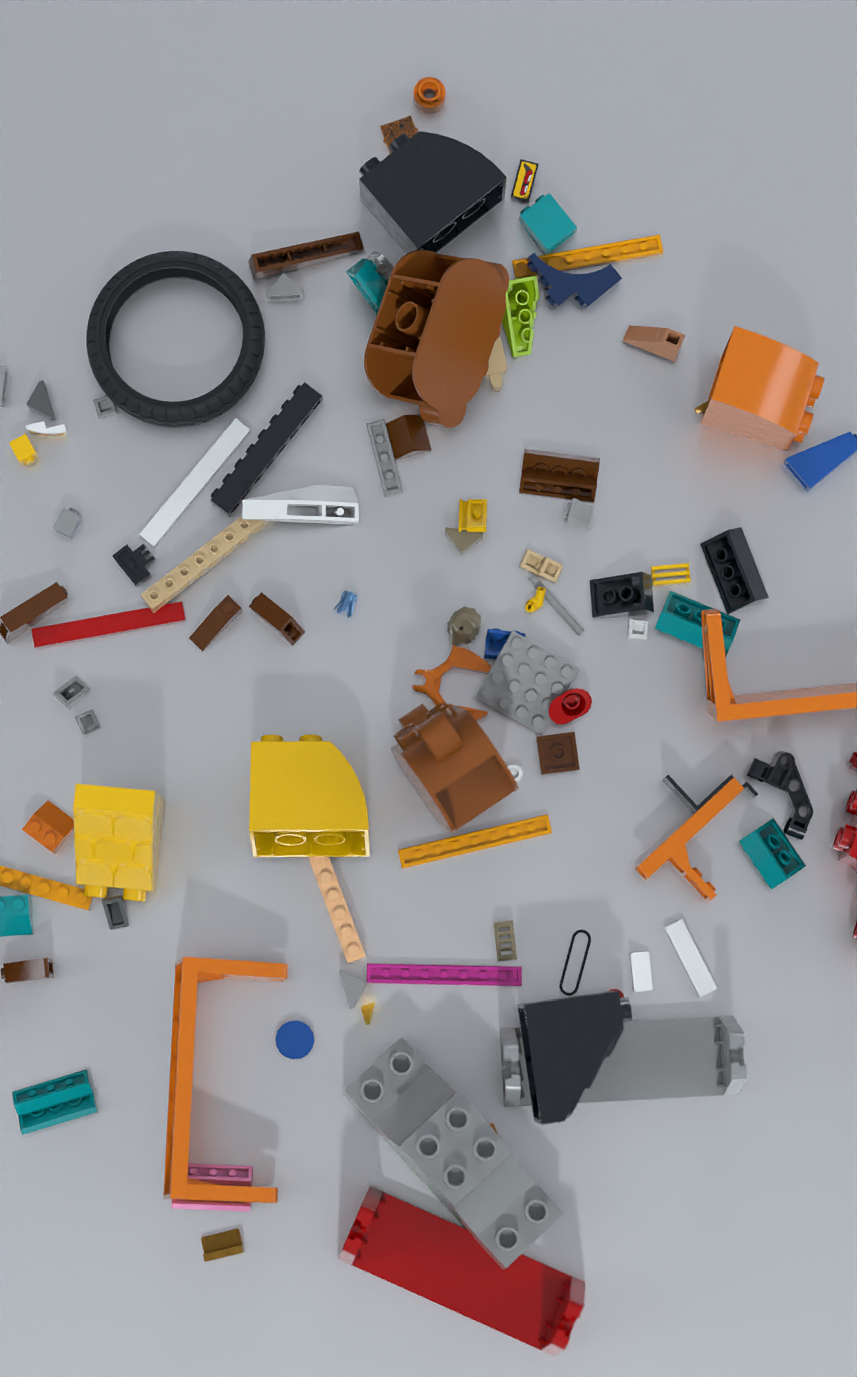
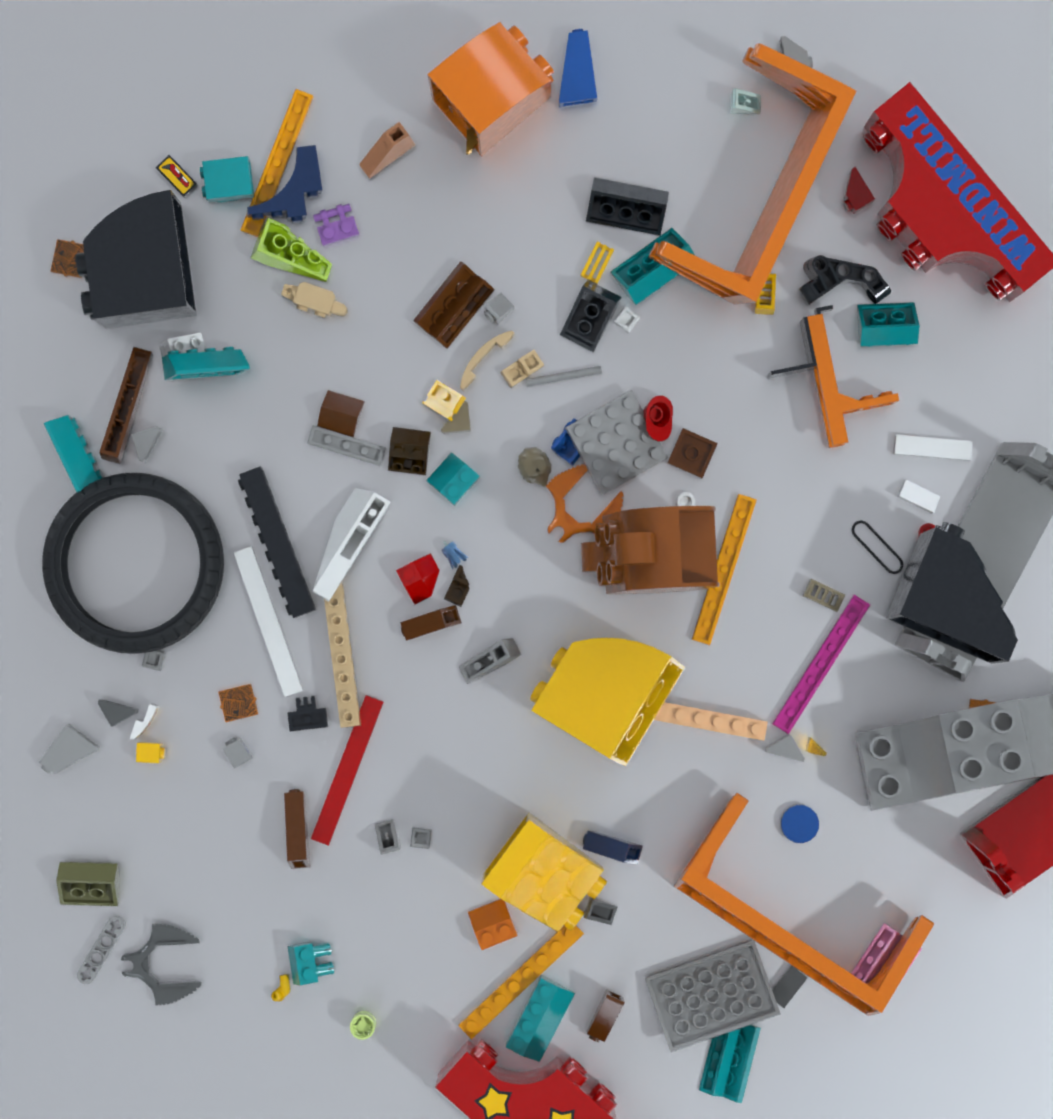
camera: 55 degrees left, 5 degrees up
(99, 1053) = (712, 996): none -> light grey plate
(110, 499) = (238, 703): none -> clear orange piece
(147, 1115) = (788, 986): none -> dark grey tile
(177, 889) = (612, 847): none -> dark blue slope
(216, 623) = (402, 677): reddish brown slope -> none
(222, 1245) = (935, 988): pearl gold panel -> none
(239, 233) = (73, 451): none -> teal slope
(275, 688) = (490, 660): none -> light grey slope
(309, 586) = (419, 578): none -> red slope
(320, 624) = (458, 588): none -> dark brown slope
(410, 564) = (453, 478): none -> teal slope
(412, 512) = (409, 451): none -> dark brown slope
(429, 85) = (39, 209): orange piece -> none
(436, 332) = (268, 333): dark orange brick -> none
(536, 601) = (551, 391): yellow arm -> none
(554, 533) = (501, 340): none -> tan slope
(563, 341) = (338, 230): none -> medium lavender plate
(725, 741) = (768, 305): none -> yellow slope

